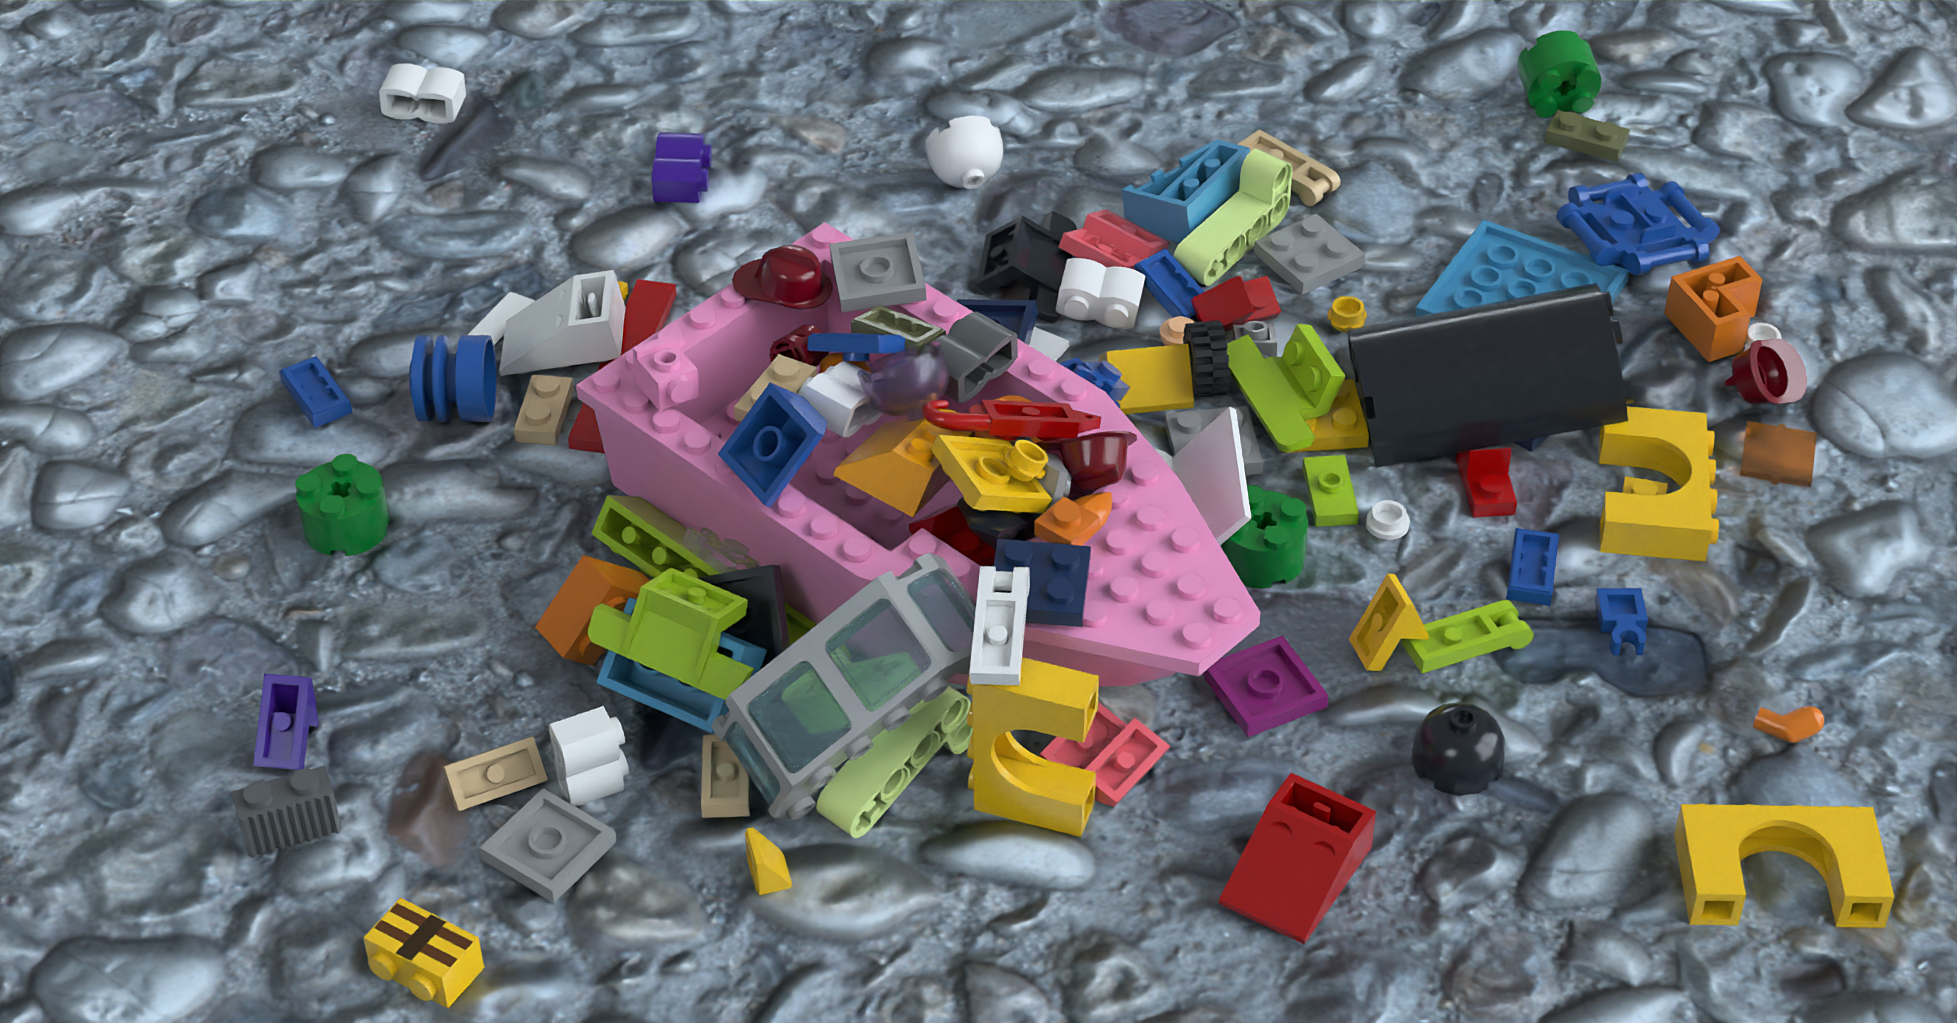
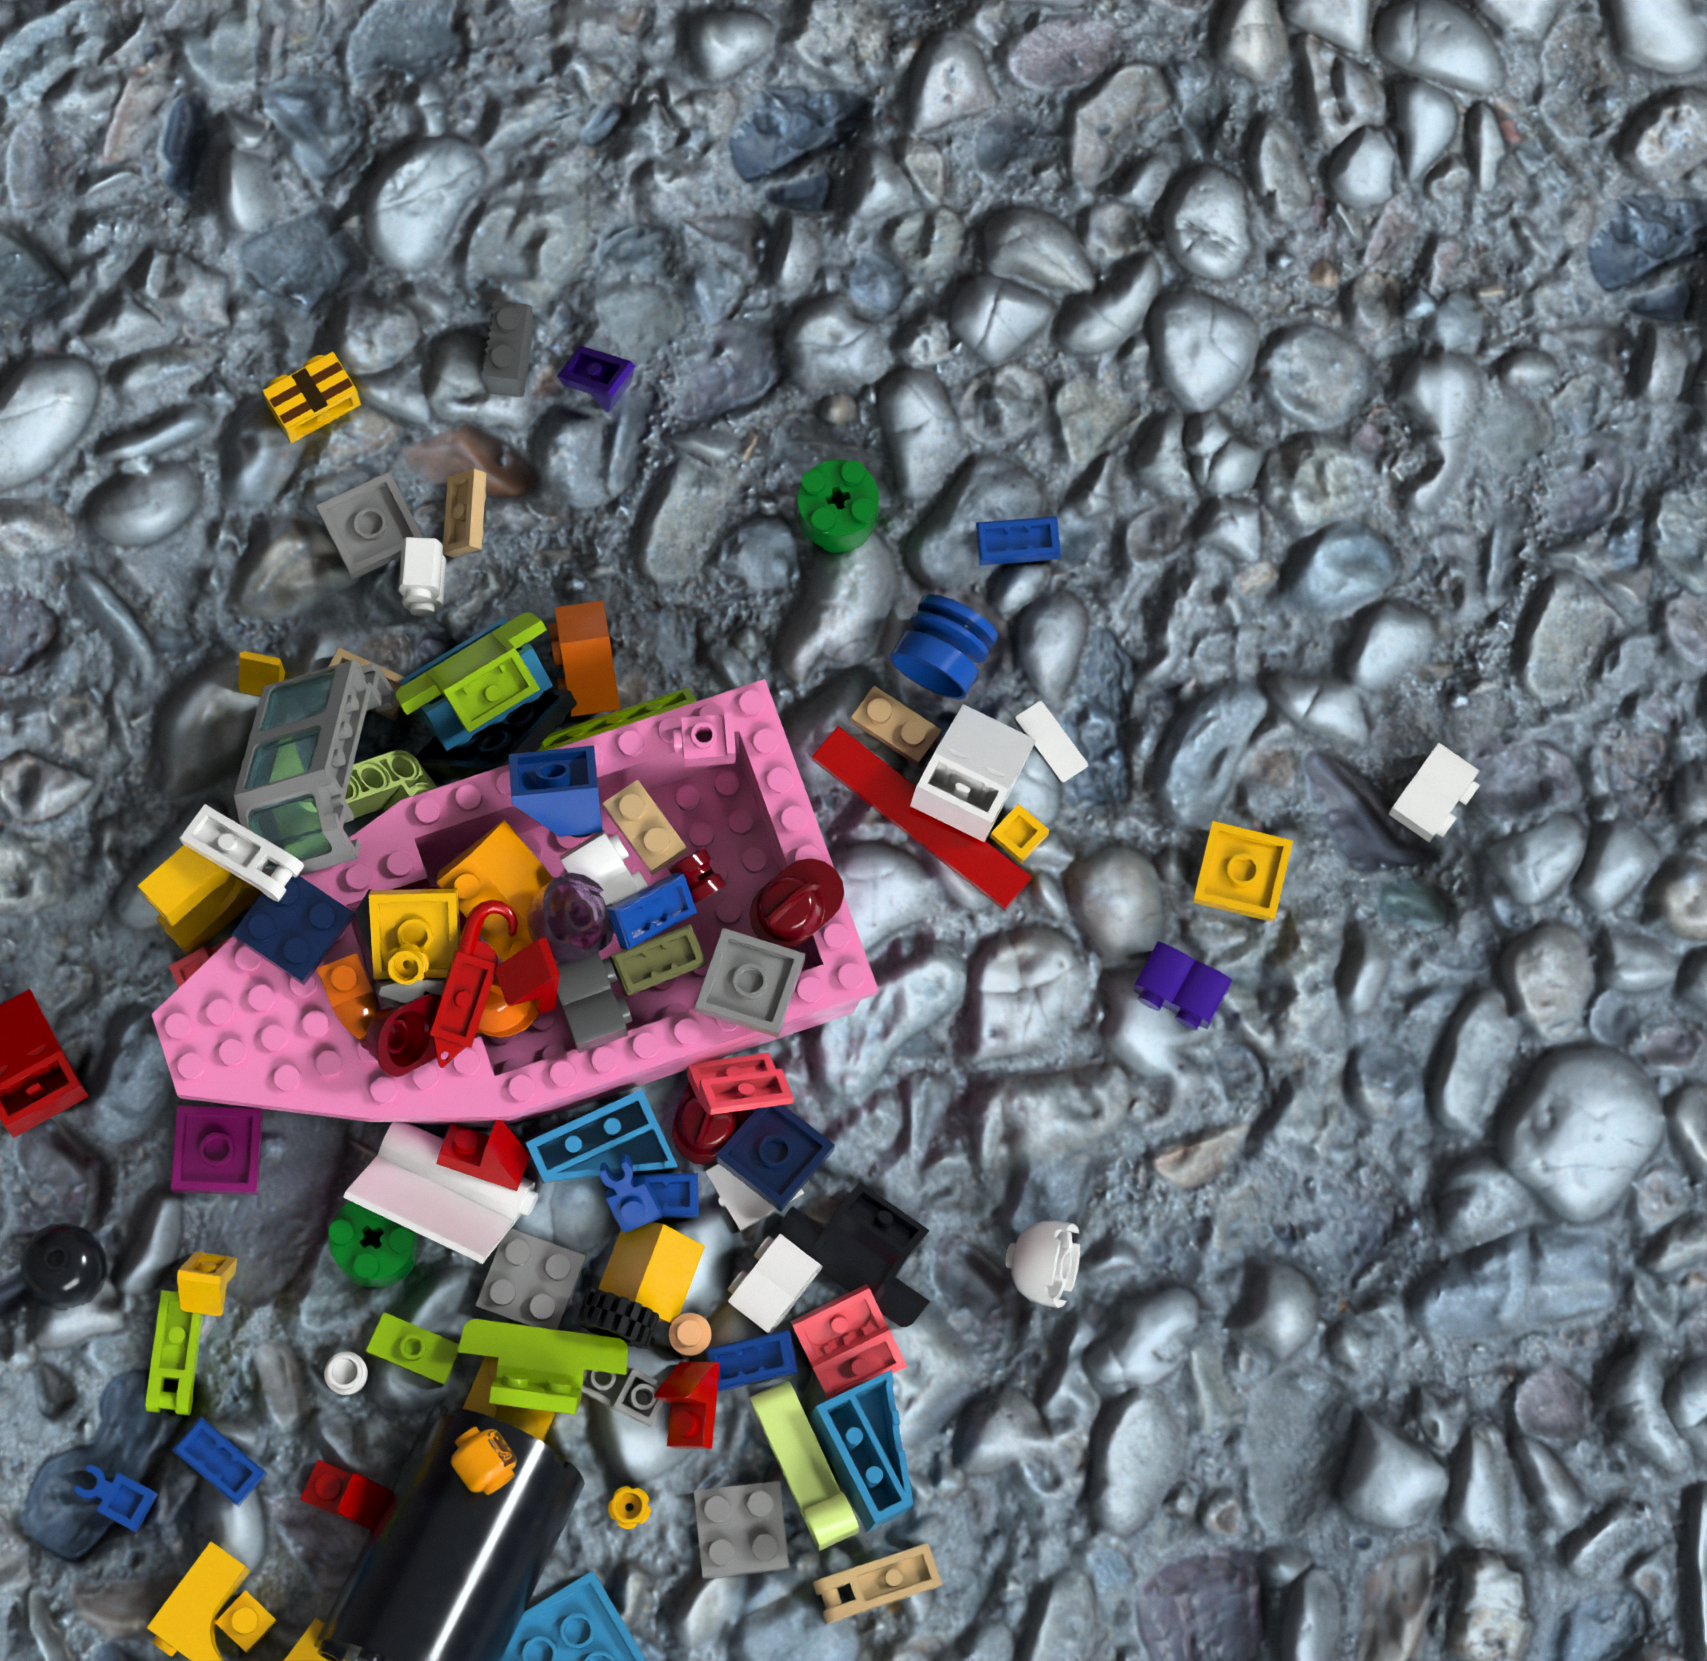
camera: 115 degrees right, 30 degrees up
(556, 170) = (1242, 871): none -> yellow plate
(974, 368) = (530, 976): none -> red slope
(1400, 326) = (483, 1460): none -> light orange head

